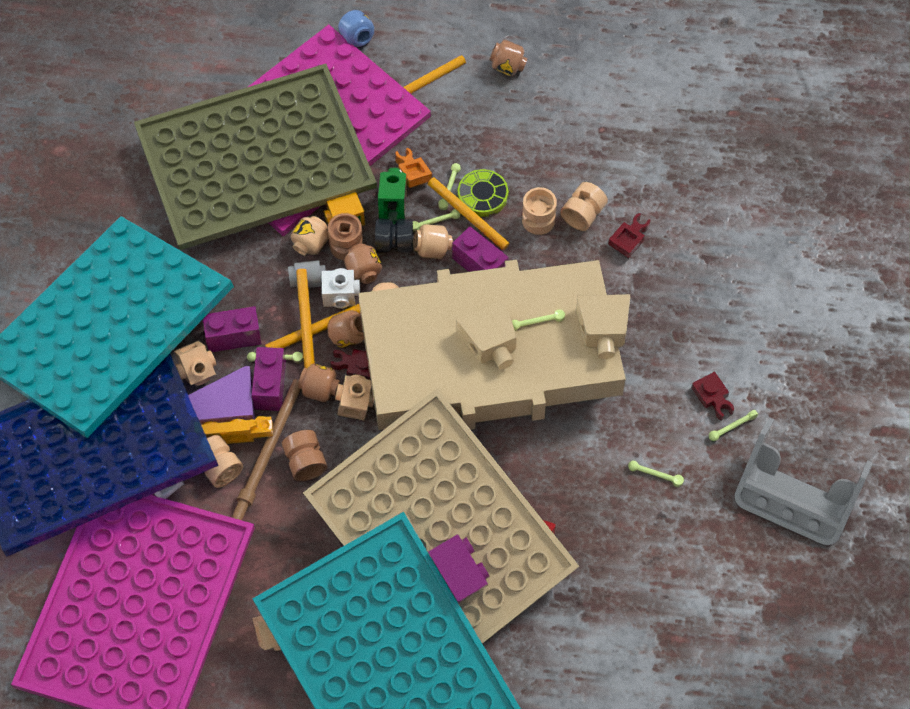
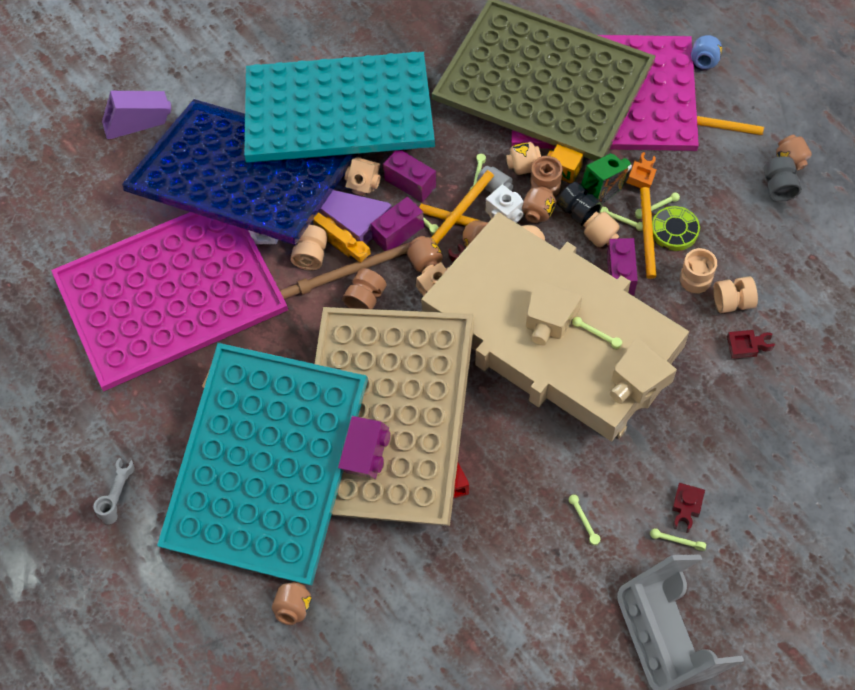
camera: 50 degrees right, 0 degrees up
(270, 267) = (481, 158): none -> yellowish green hinge
(525, 87) = (782, 179): none -> dark grey wheel

